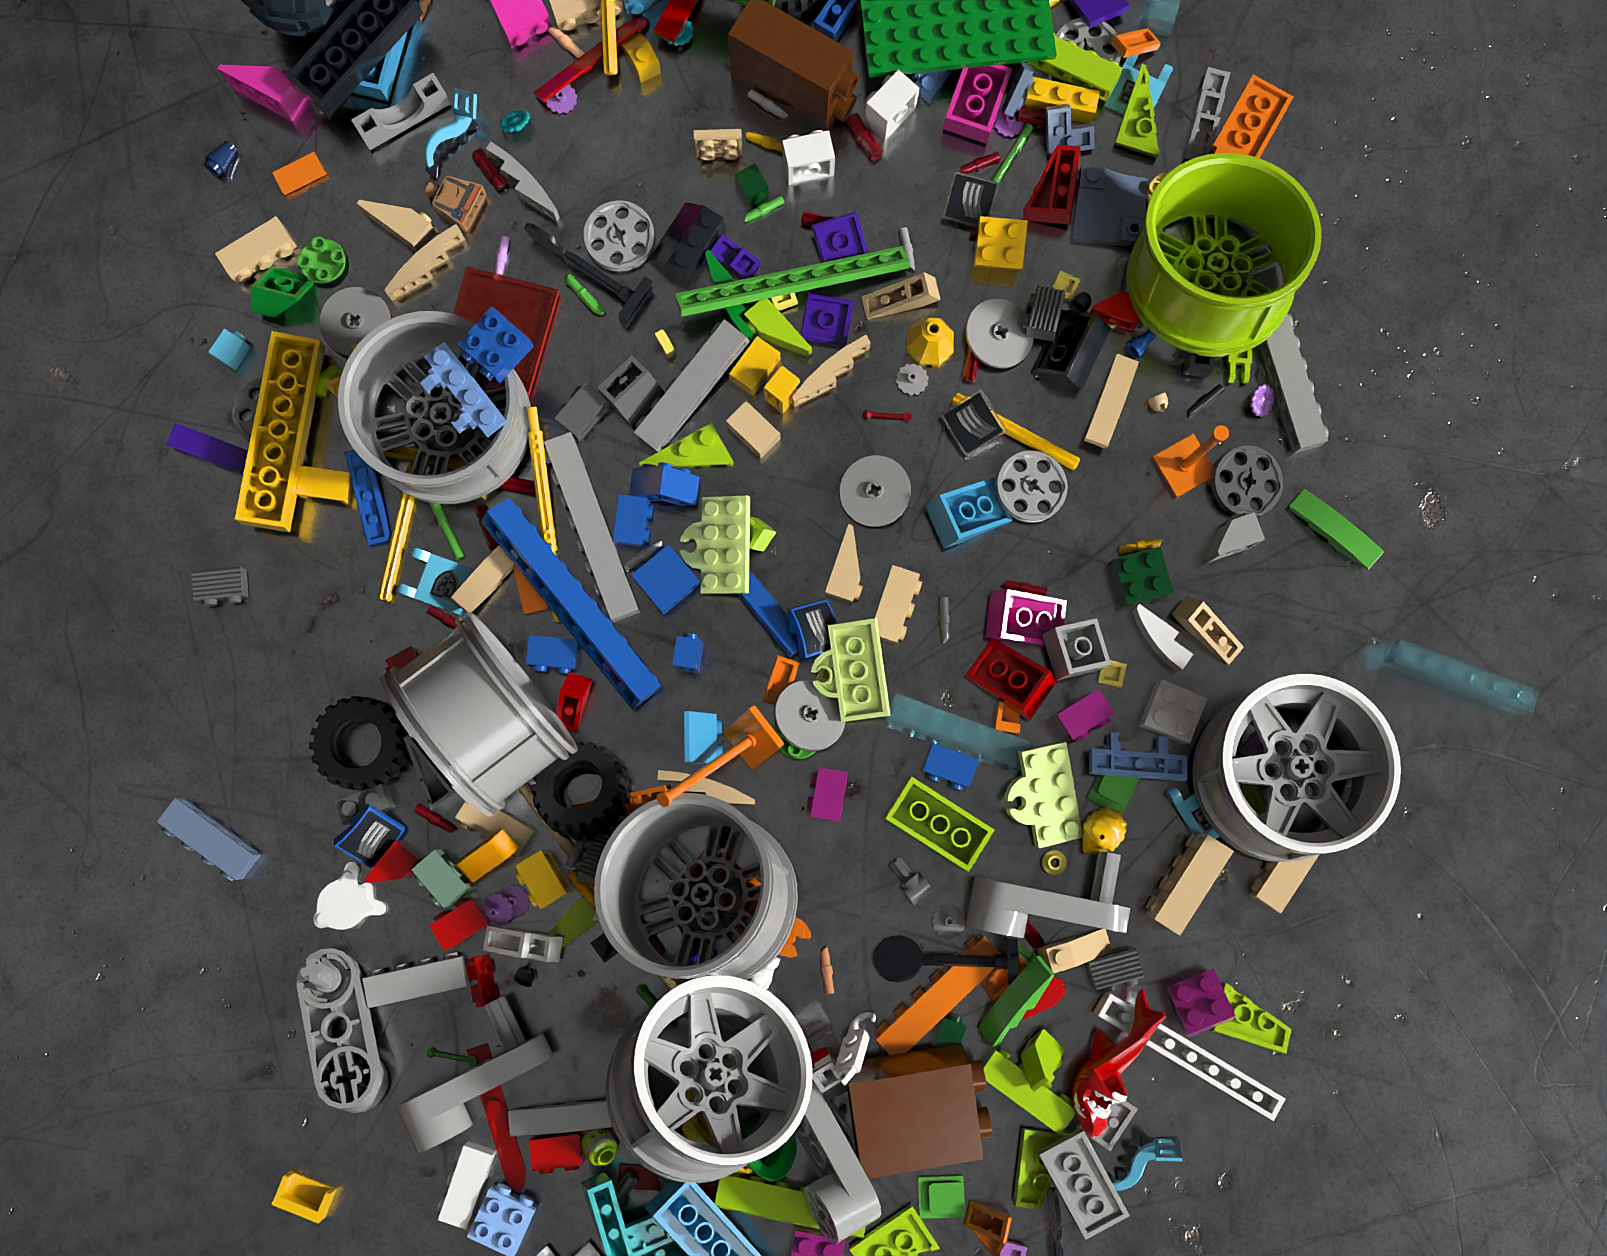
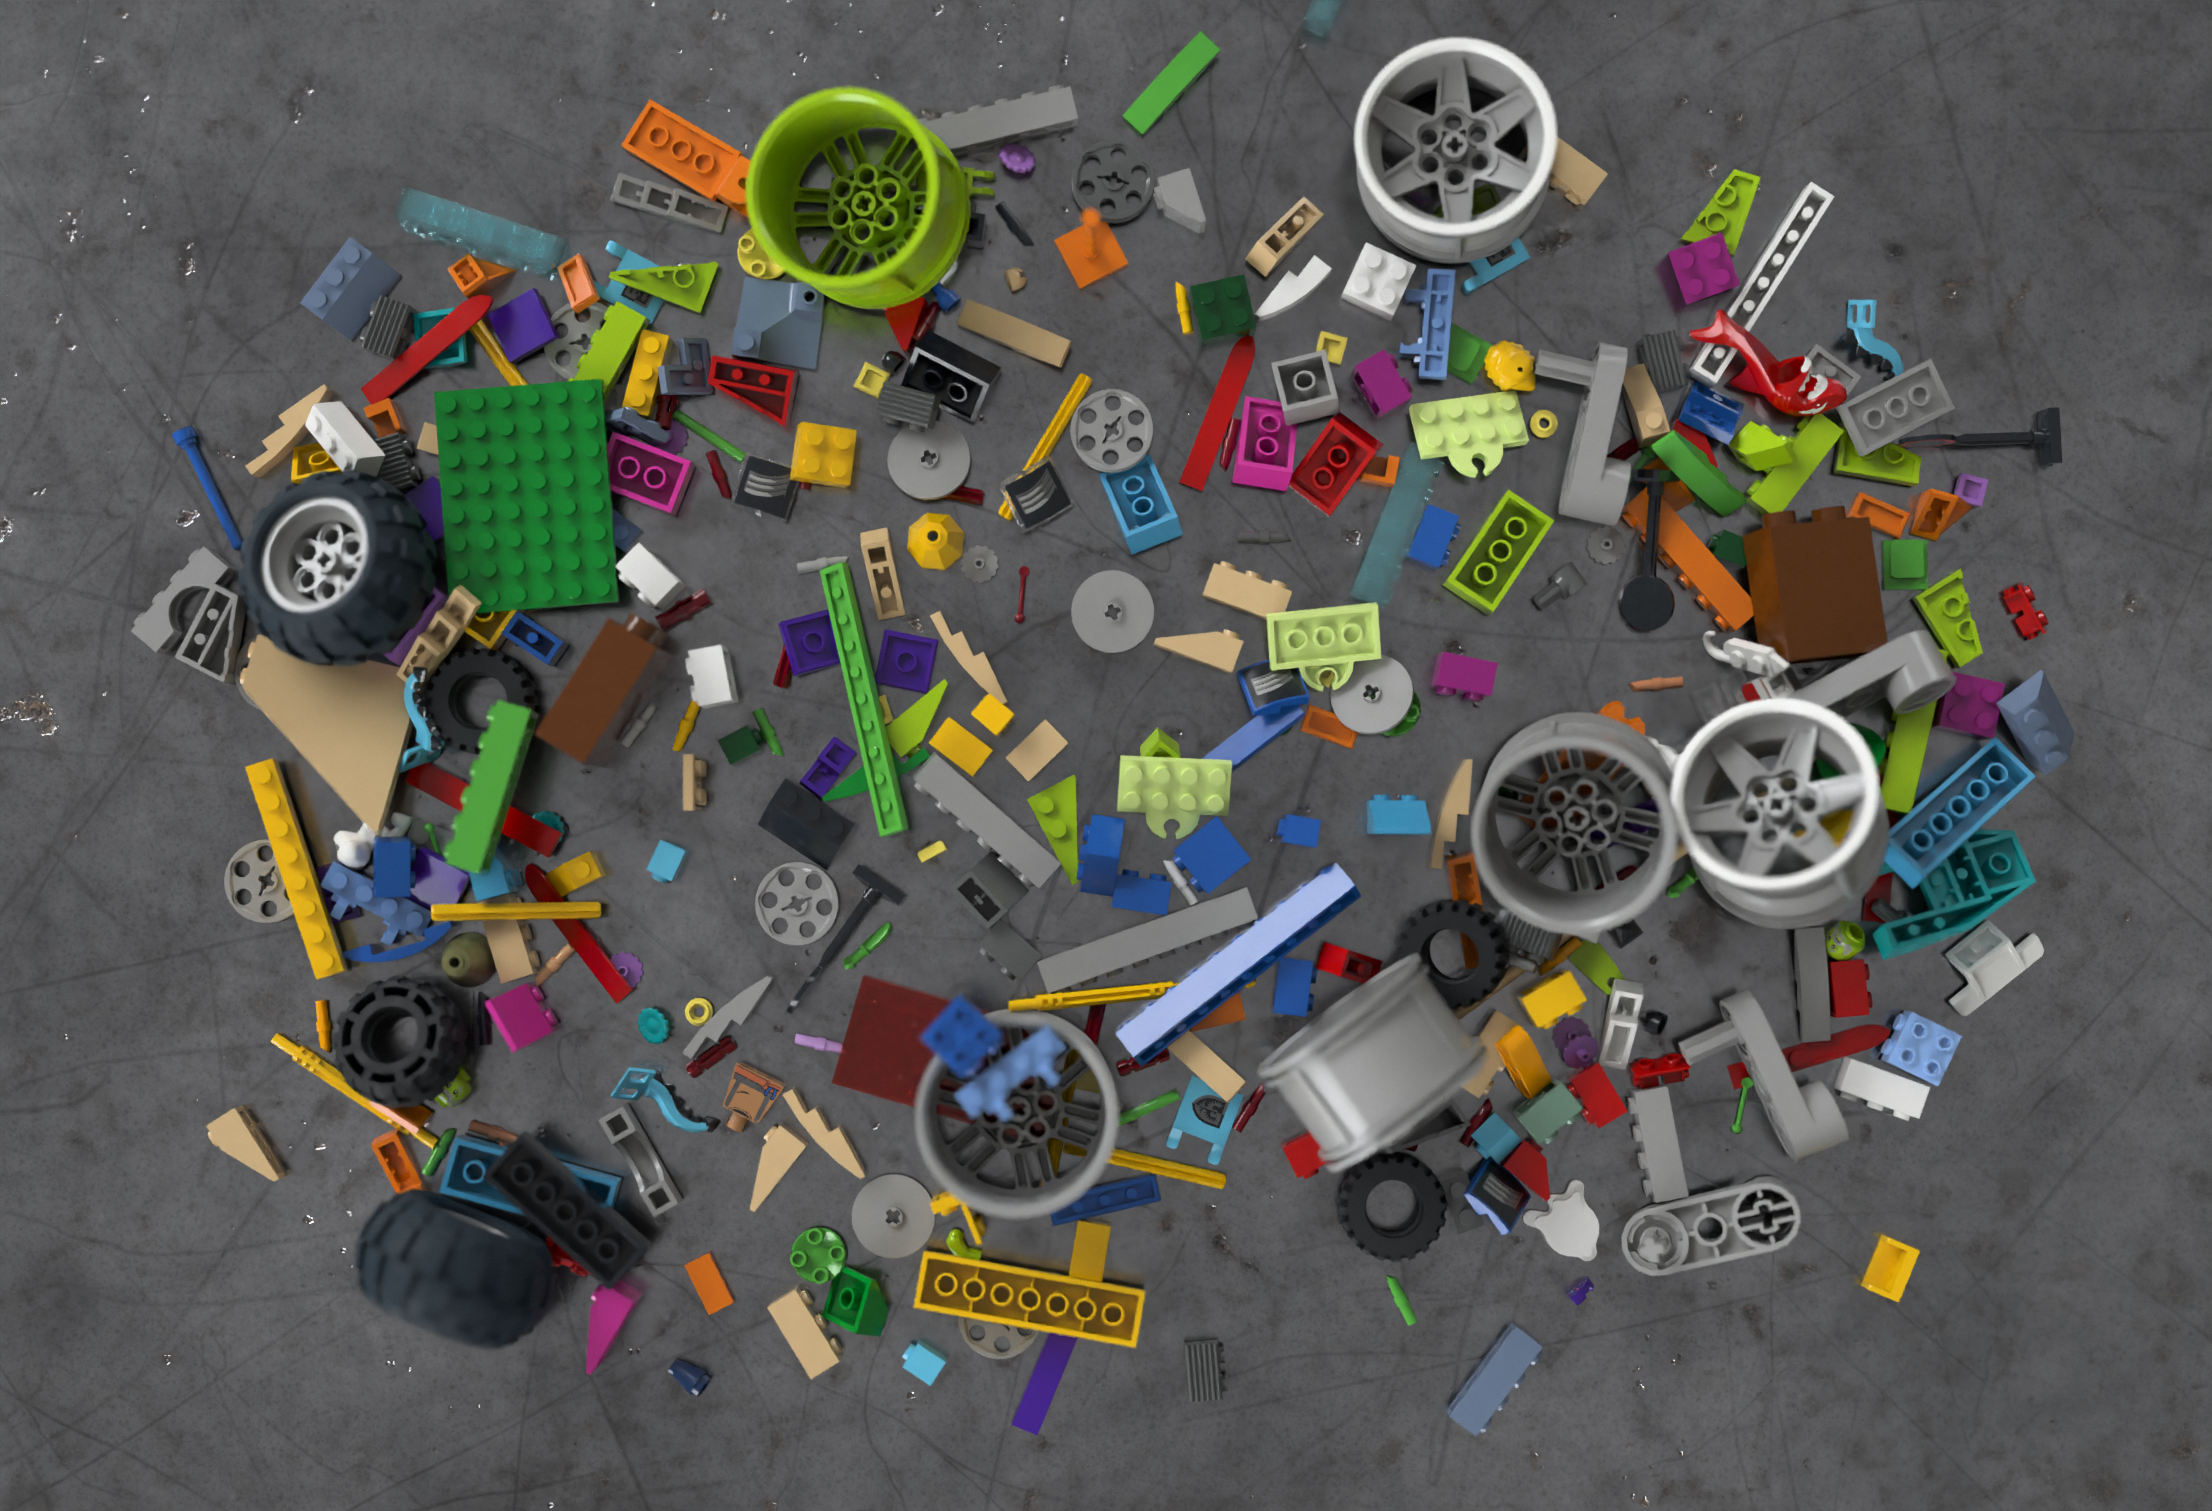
camera: 85 degrees left, 5 degrees up
(280, 756) = (1401, 1300): none -> bright green piece
(284, 910) = (1578, 1293): none -> dark purple tile
(420, 833) = (1495, 1138): none -> medium azure brick
(527, 152) = (690, 1011): none -> light yellow plate
(653, 128) = (667, 861): none -> medium azure brick
(750, 738) = (1399, 760): orange tile -> none
(985, 1171) = (1882, 516): none -> orange tile
(1050, 578) = (1219, 413): none -> red piece
(1071, 1013) = (1711, 412): none -> blue slope
(1118, 327) = (926, 321): none -> dark red piece
(1188, 882) = (1571, 275): tan brick -> none

